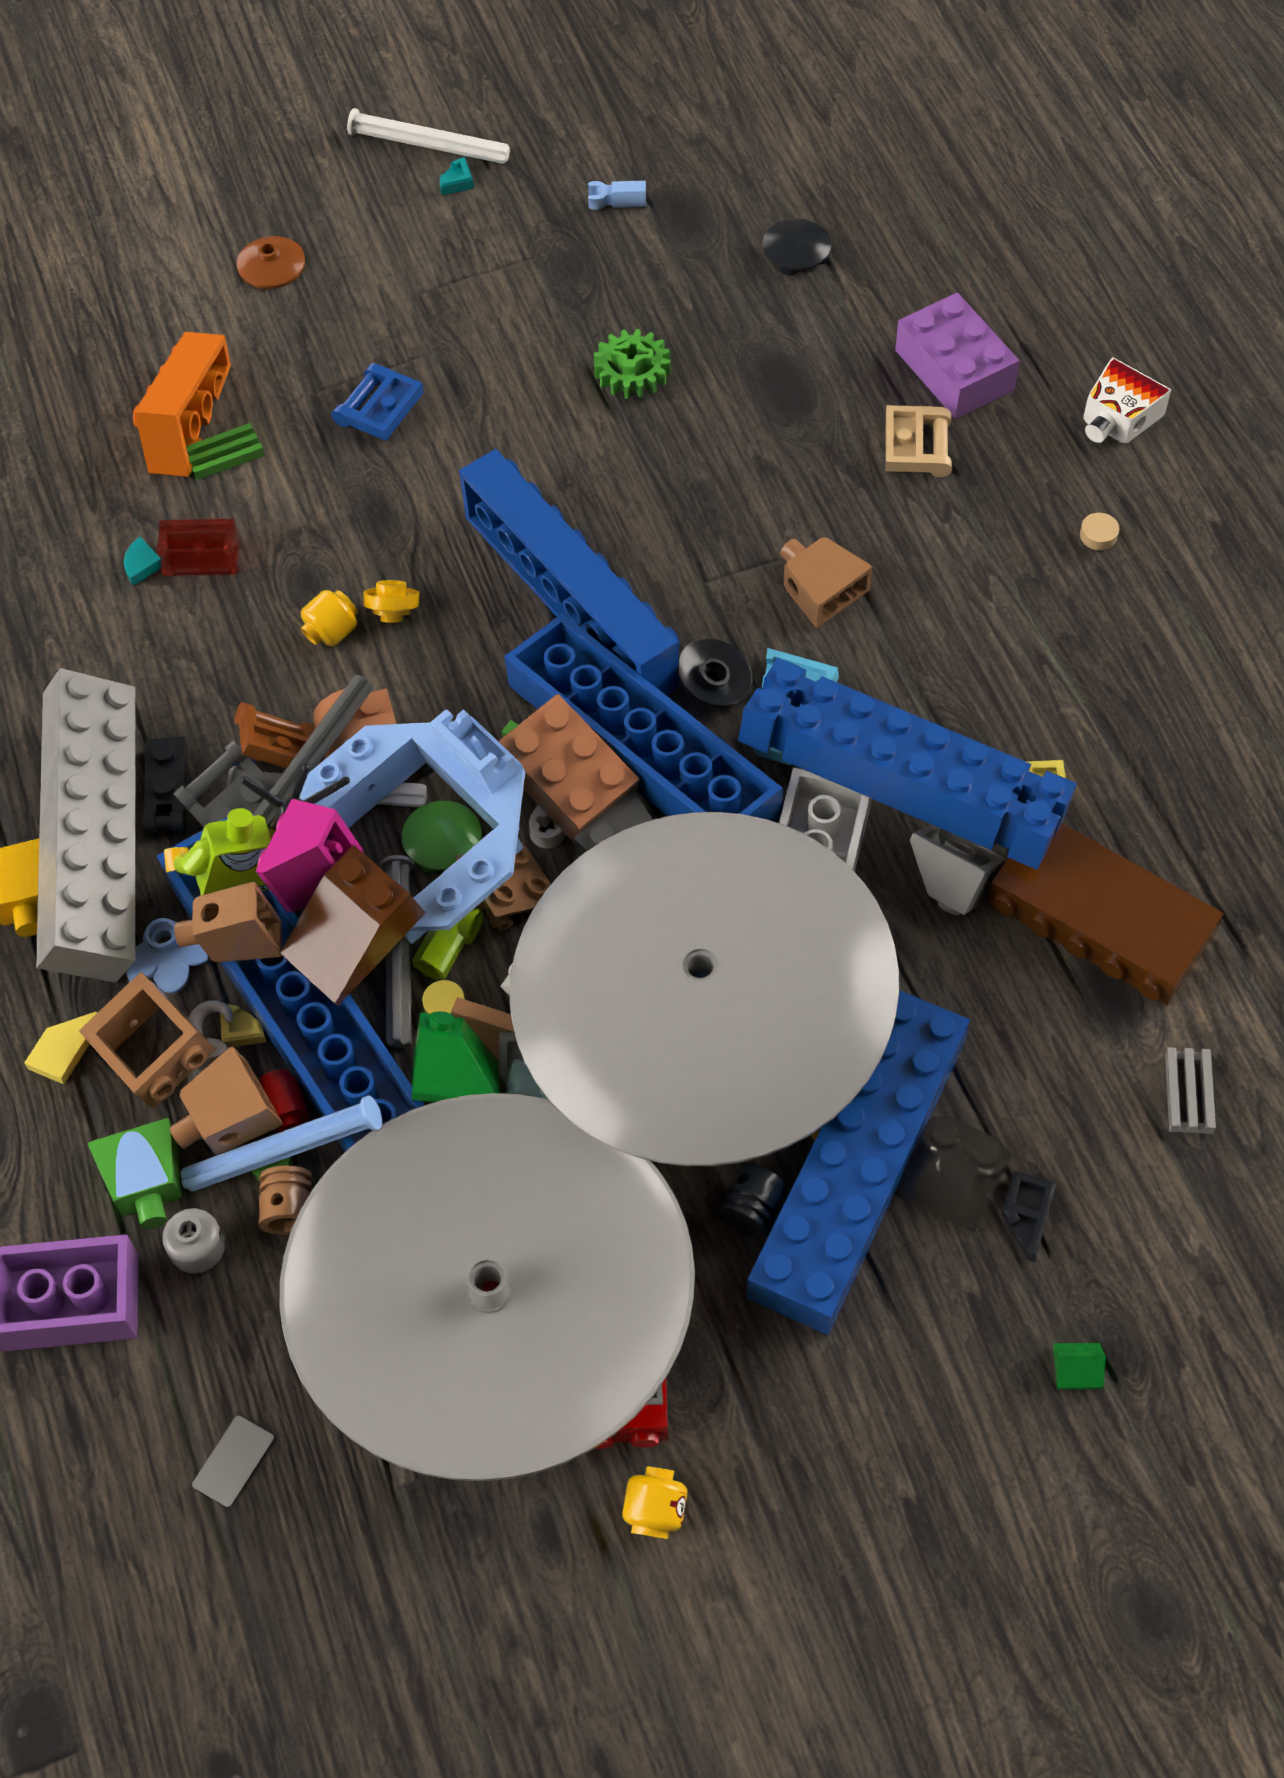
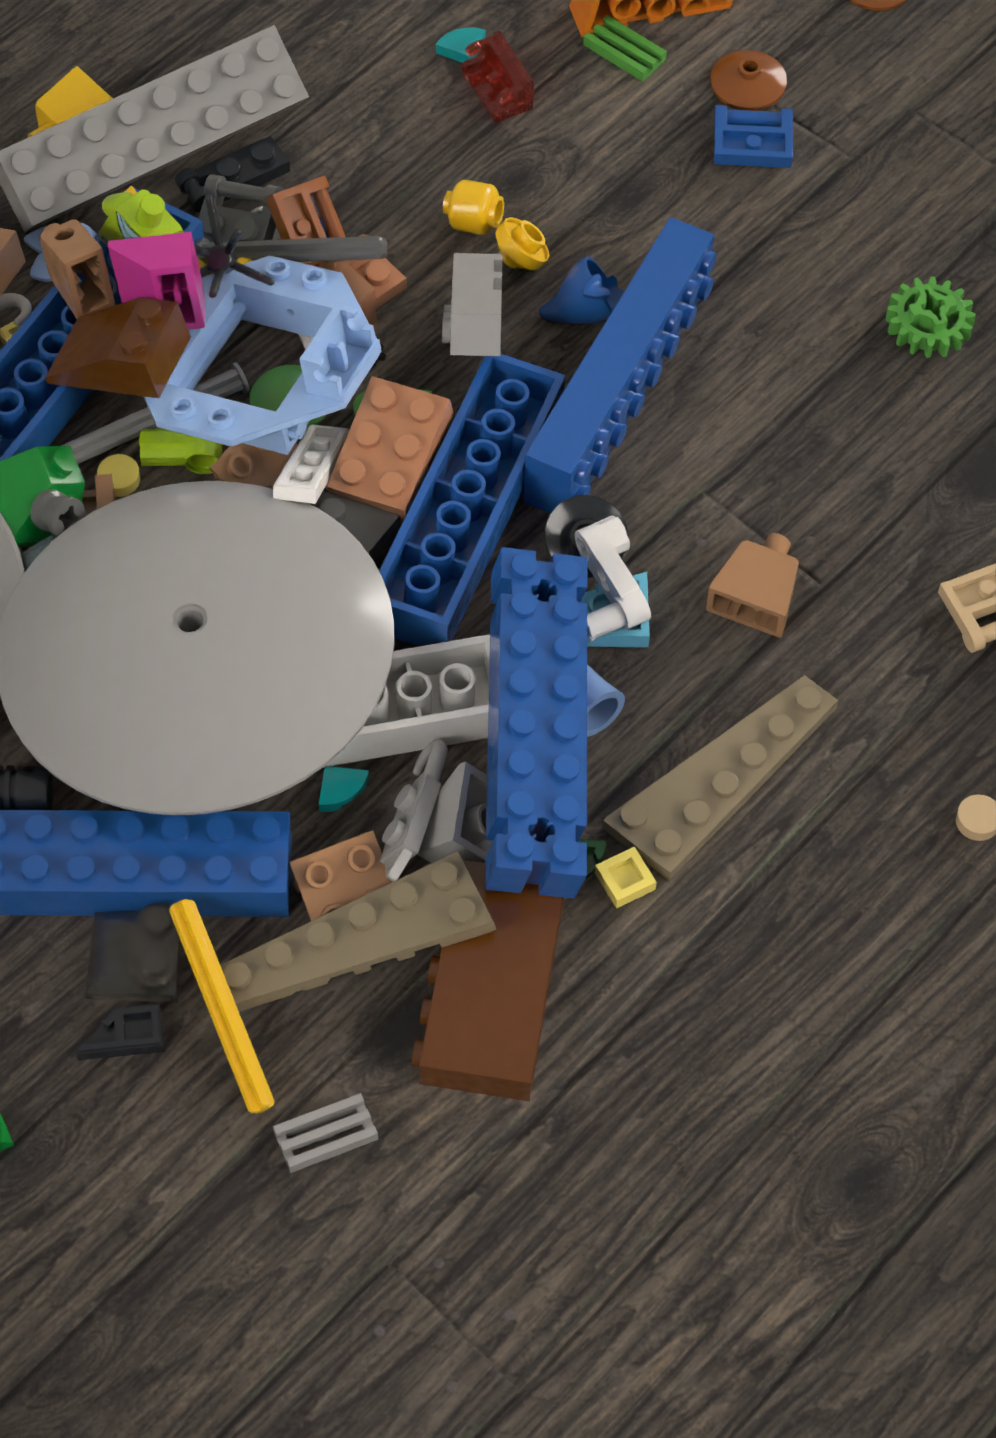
camera: 60 degrees right, 0 degrees up
(313, 385) = (748, 80): none -> dark orange dish
(457, 649) = (474, 315): none -> light grey wedge
(475, 578) = (584, 296): none -> blue hat
(493, 1048) = (56, 511): none -> dark grey wheel
(558, 834) = (310, 464): none -> white tile
(741, 664) = (628, 605): none -> white beam
(927, 898) = (414, 810): none -> light grey plate
(968, 980) = (339, 874): none -> medium nougat hinge
(985, 683) = (703, 792): none -> dark tan wing
(1030, 959) = (392, 922): none -> dark tan wing
(1046, 1117) = (221, 1006): none -> yellow axle

